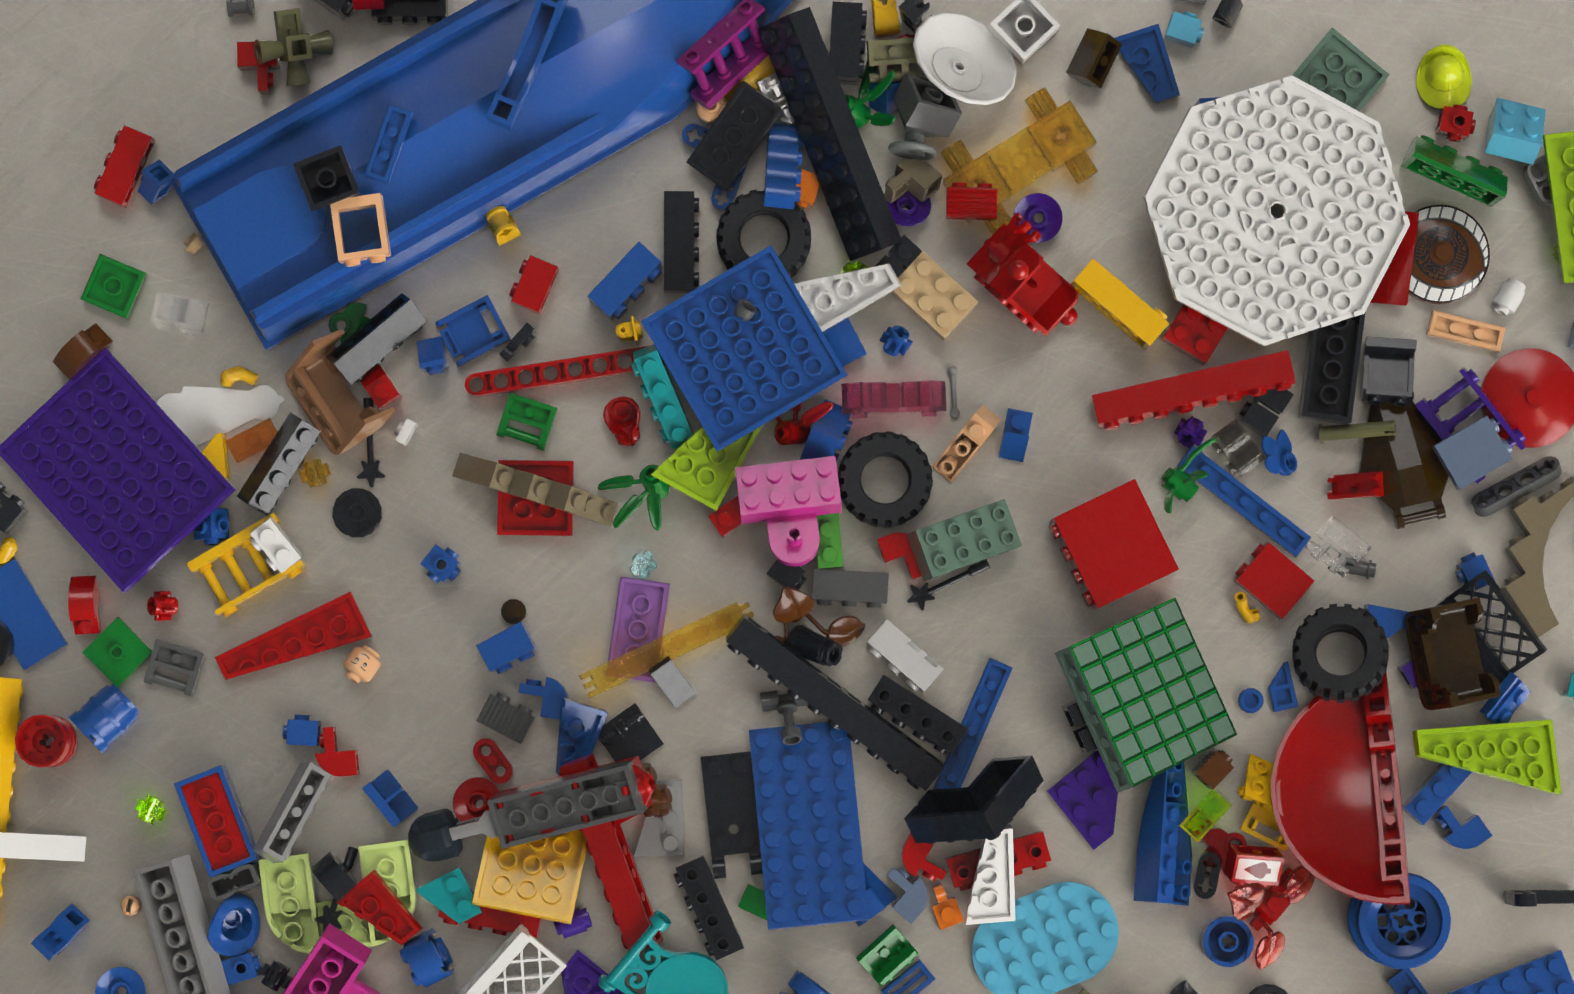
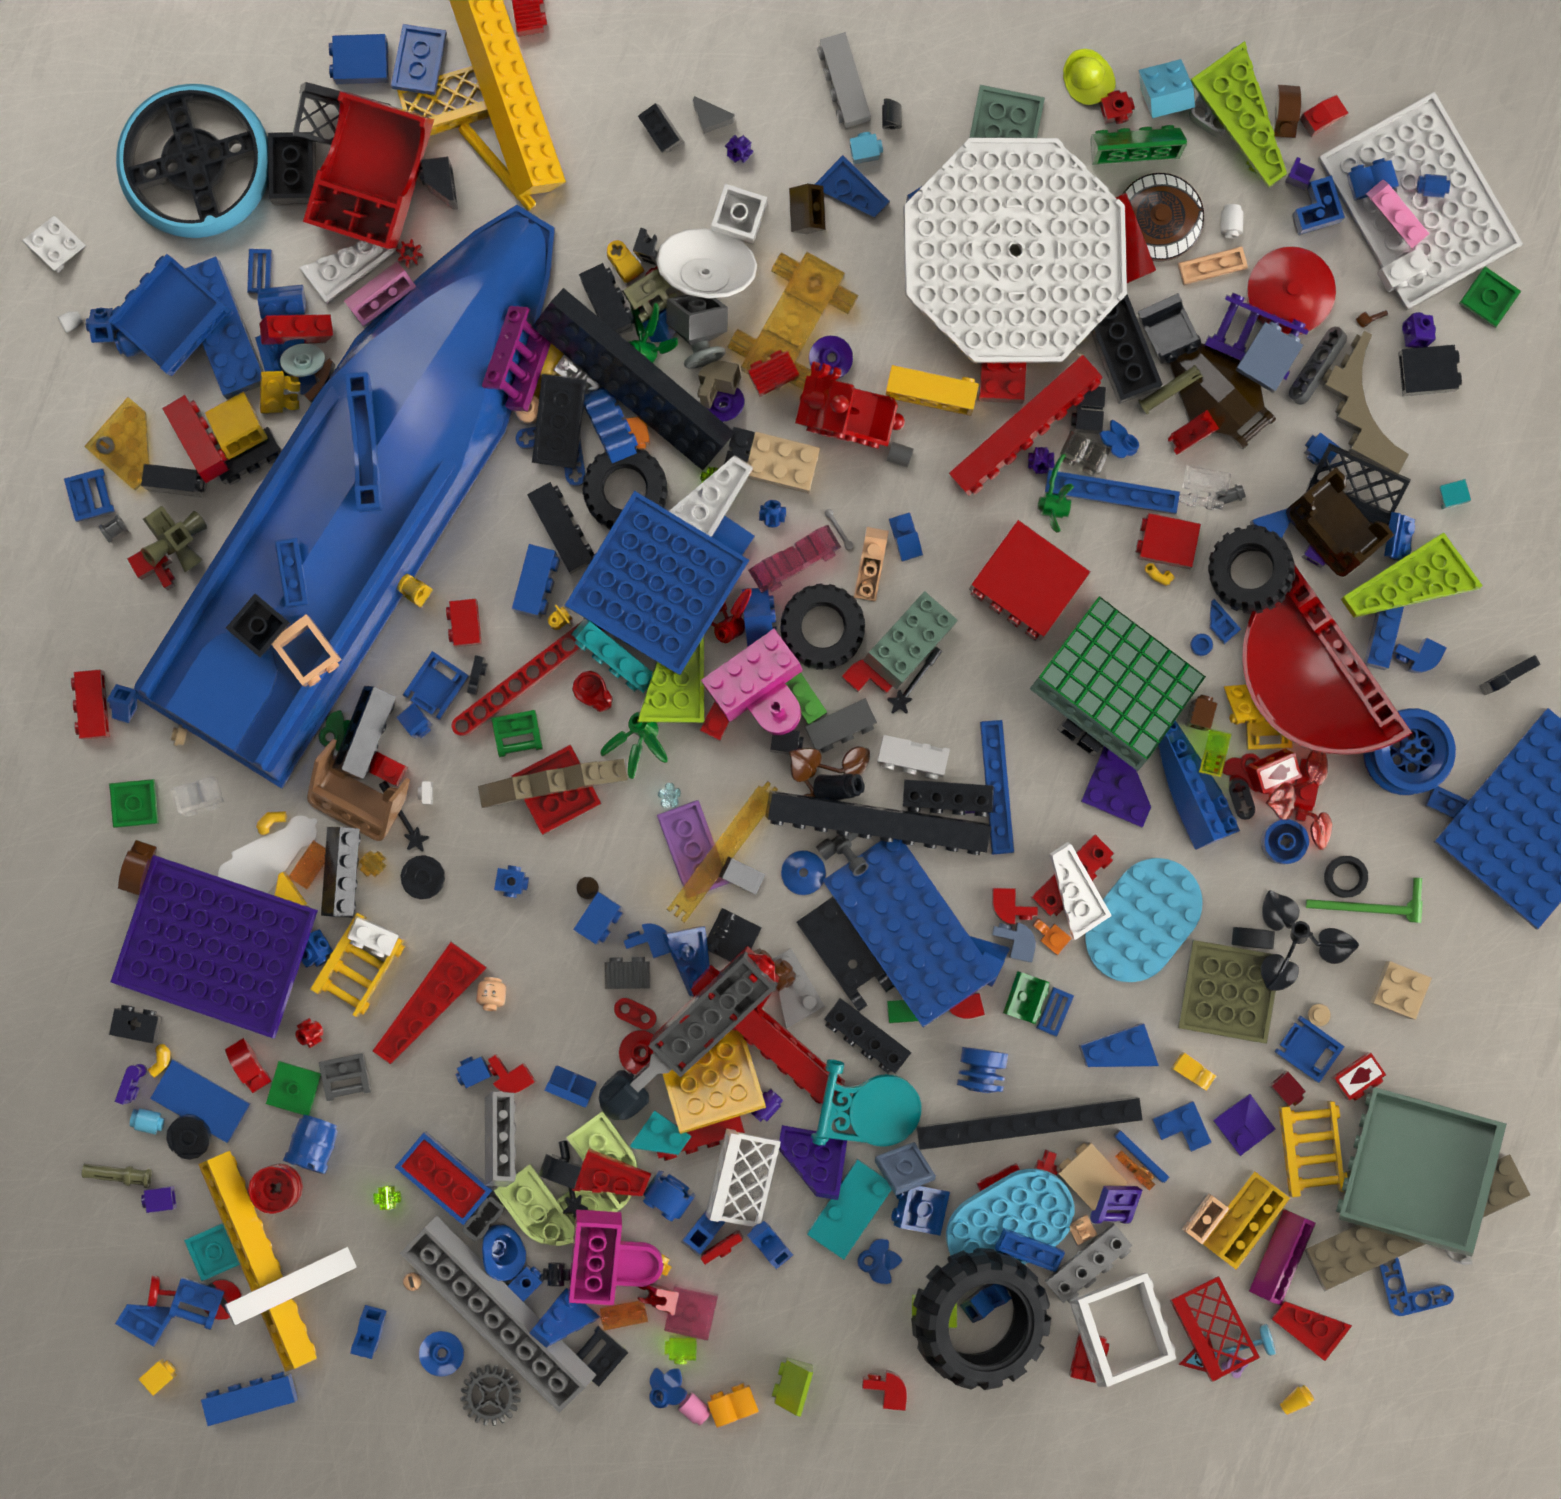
camera: 25 degrees left, 0 degrees up
(744, 309) = (641, 551): dark grey hinge -> none
(747, 708) = (791, 875): none -> blue dish
(825, 935) = (969, 1008): none -> red brick
(979, 809) = (1037, 842): black piece -> none
(1054, 350) = (900, 454): none -> dark grey beam

